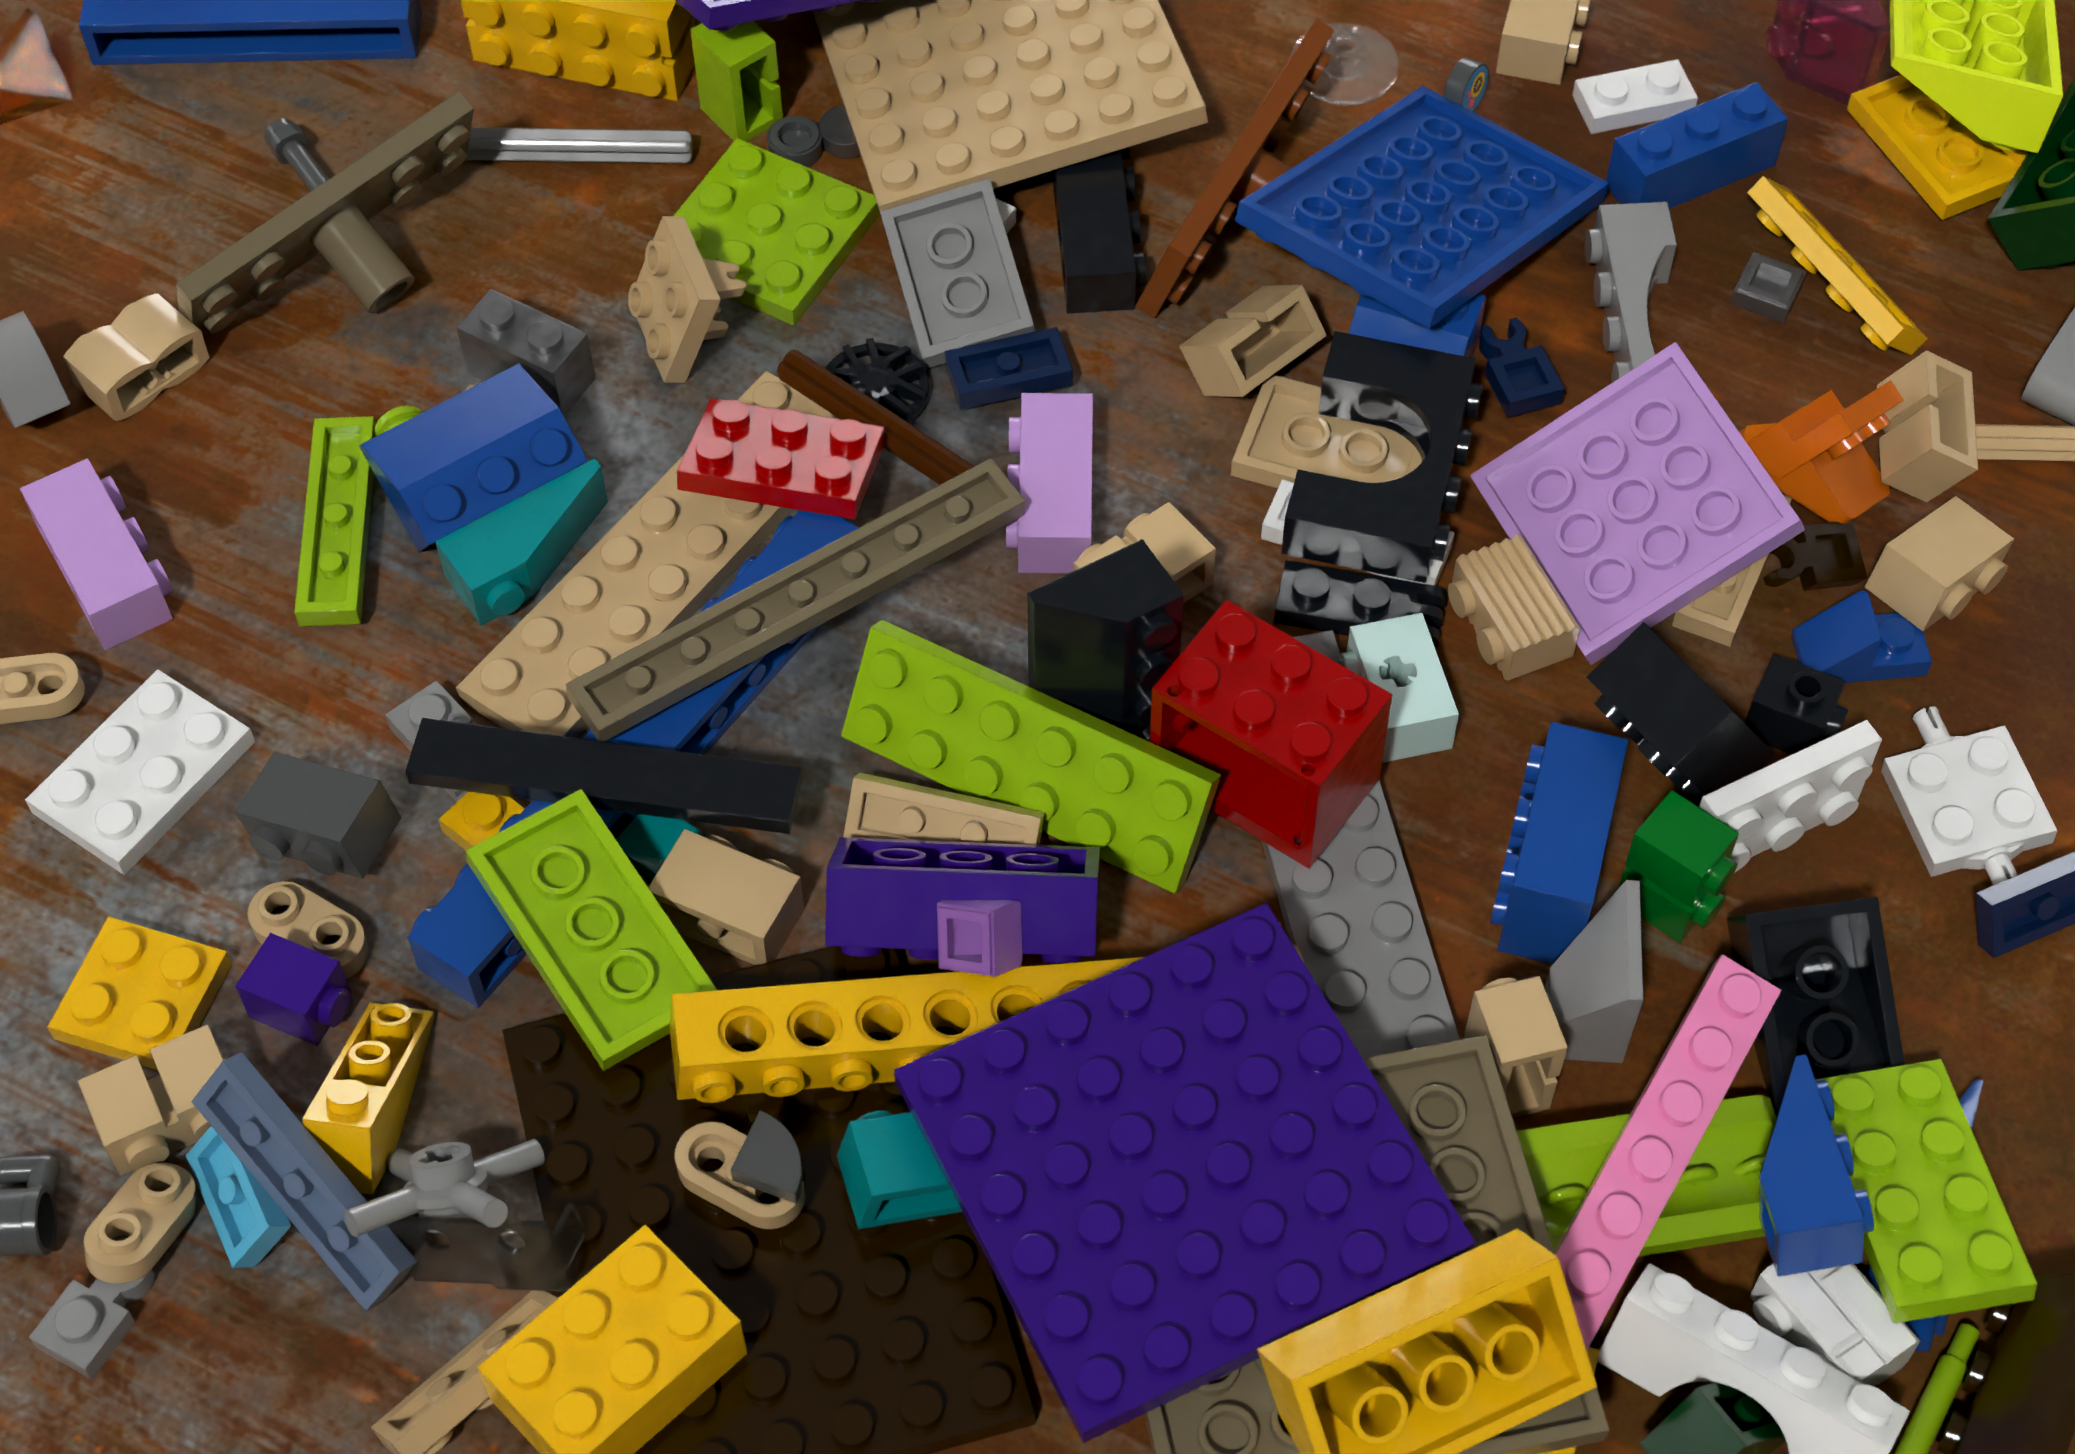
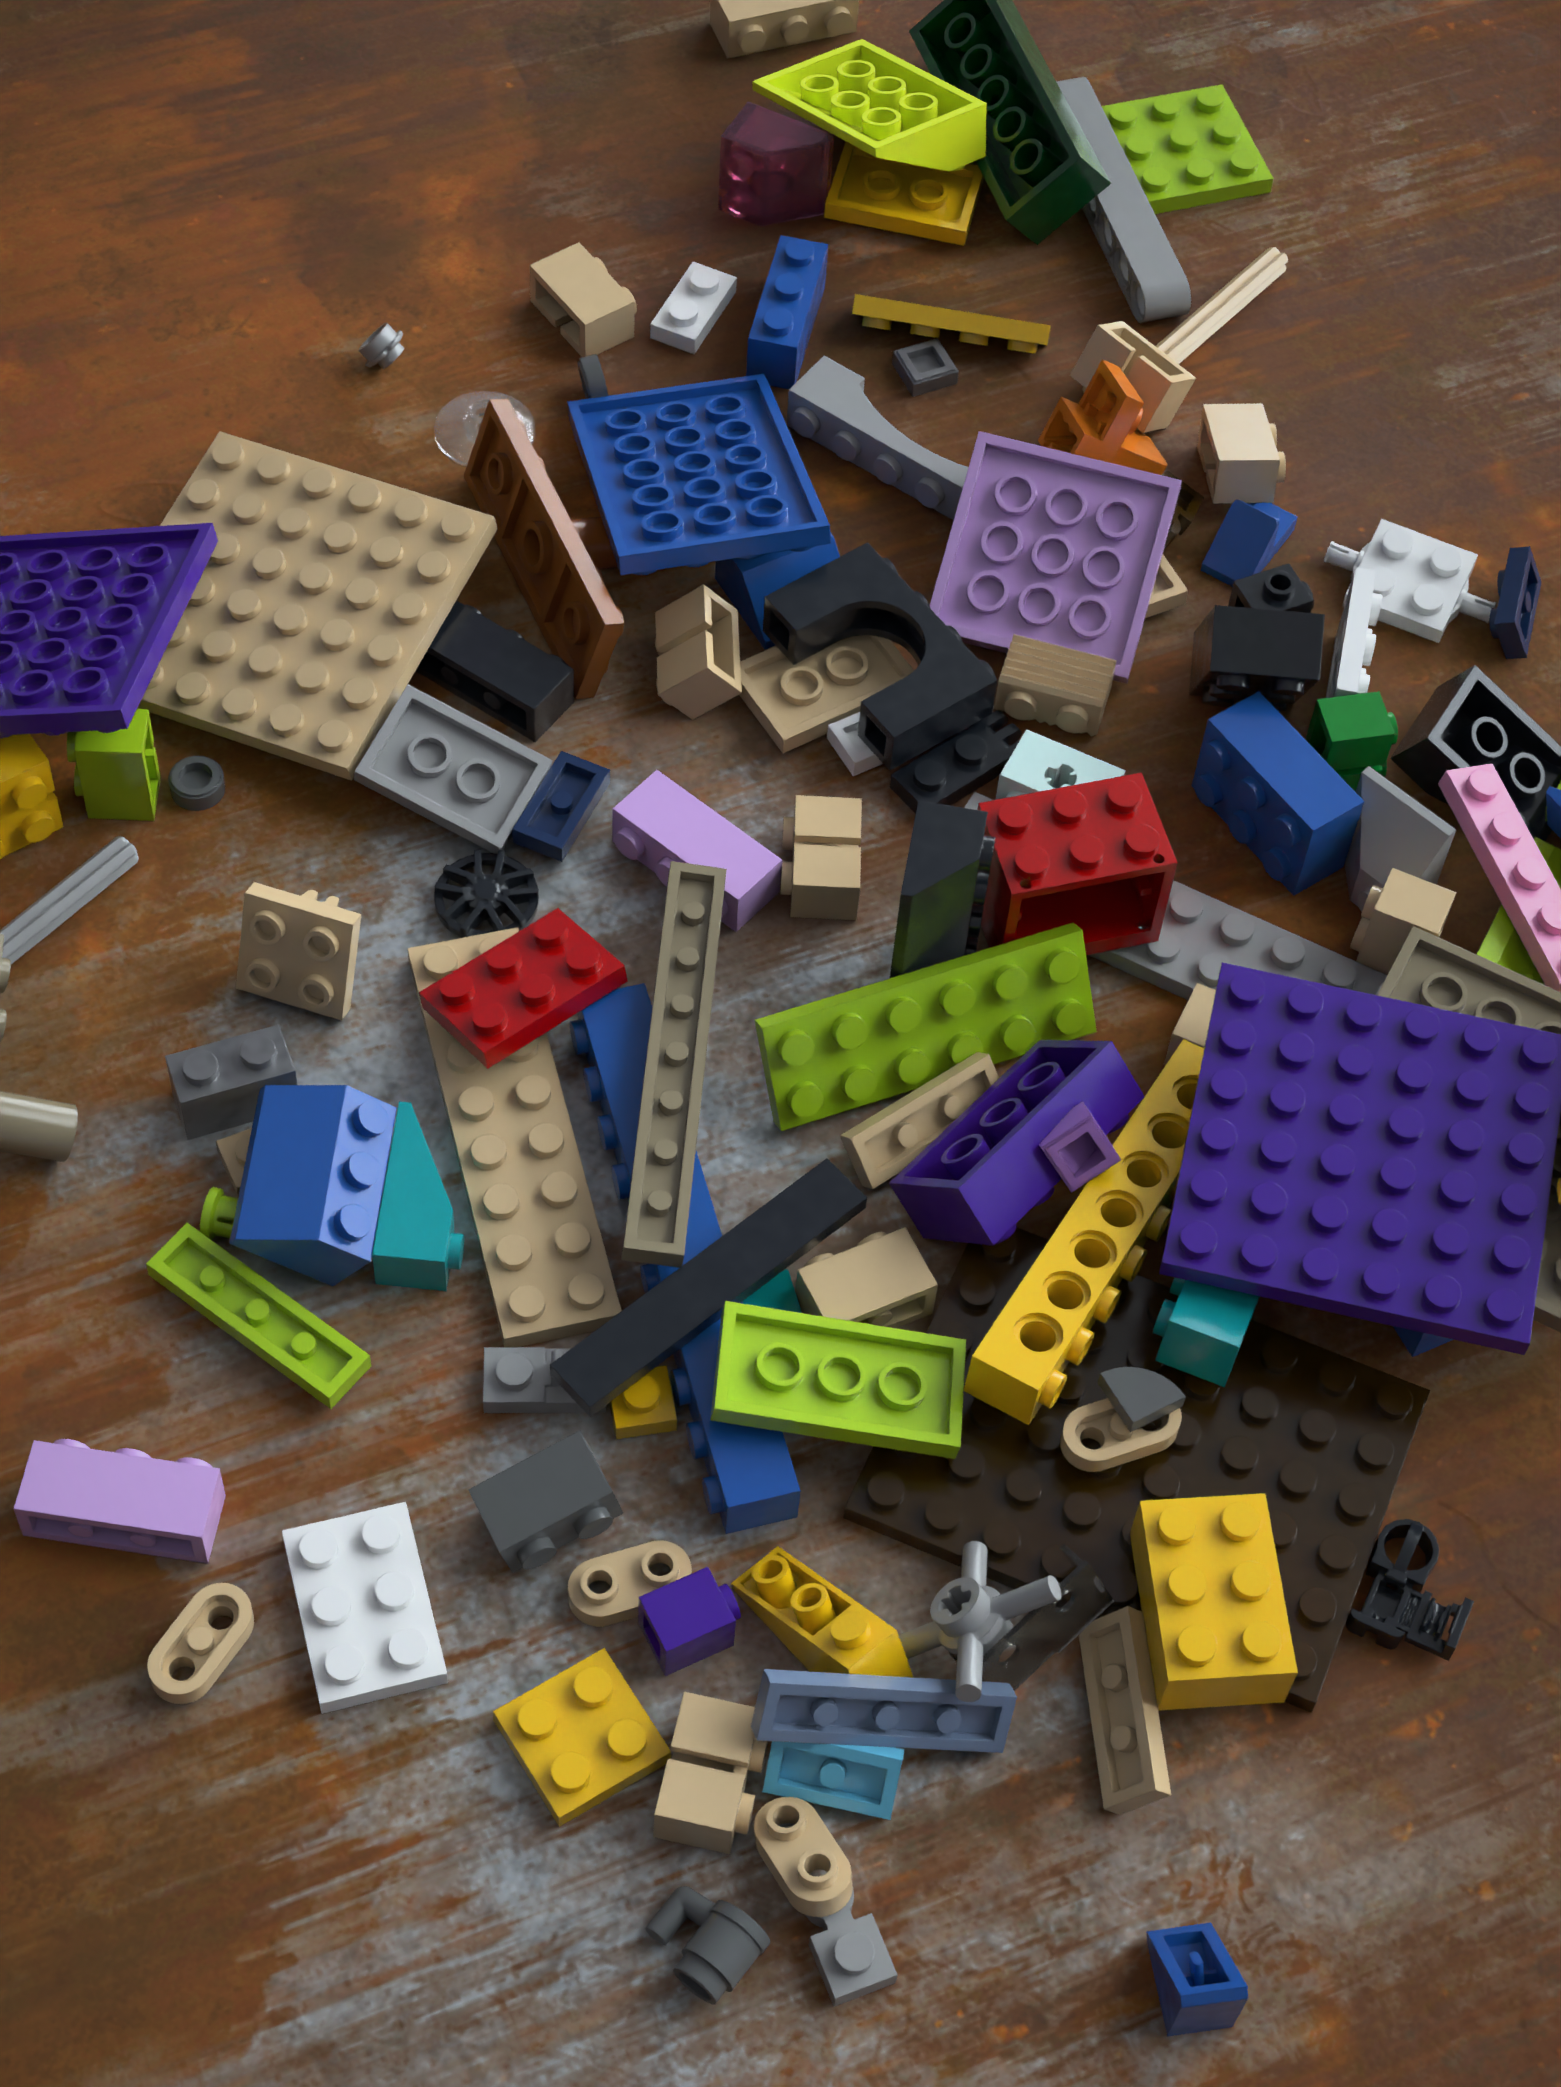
camera: 55 degrees left, 0 degrees up
(778, 225) = (261, 834): lime plate -> none
(838, 134) = (223, 750): flat silver tile -> none
(850, 403) = (516, 914): reddish brown axle -> none
(1518, 375) = (882, 533): dark blue plate -> none

